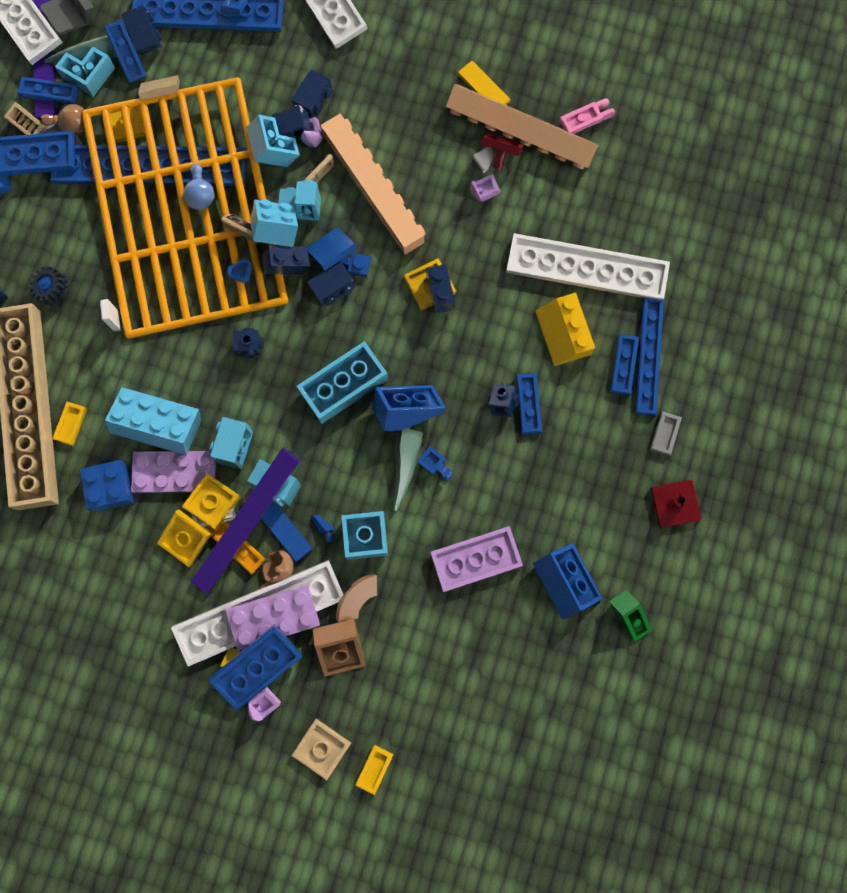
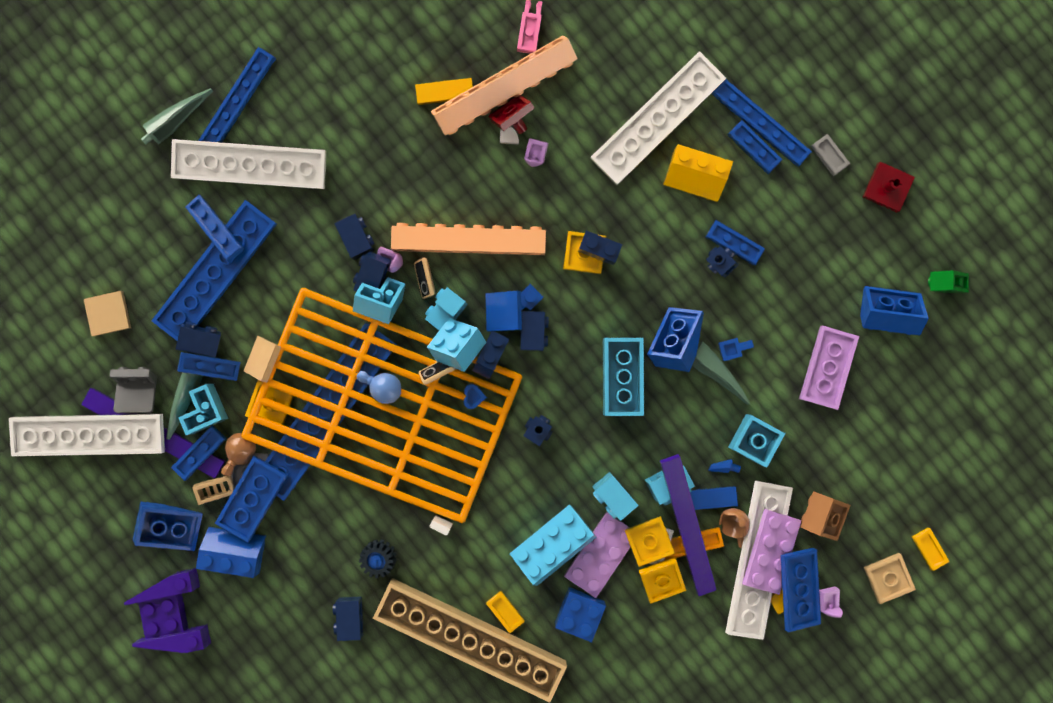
camera: 60 degrees left, 10 degrees up
(355, 597) = (795, 470): medium nougat tile -> none

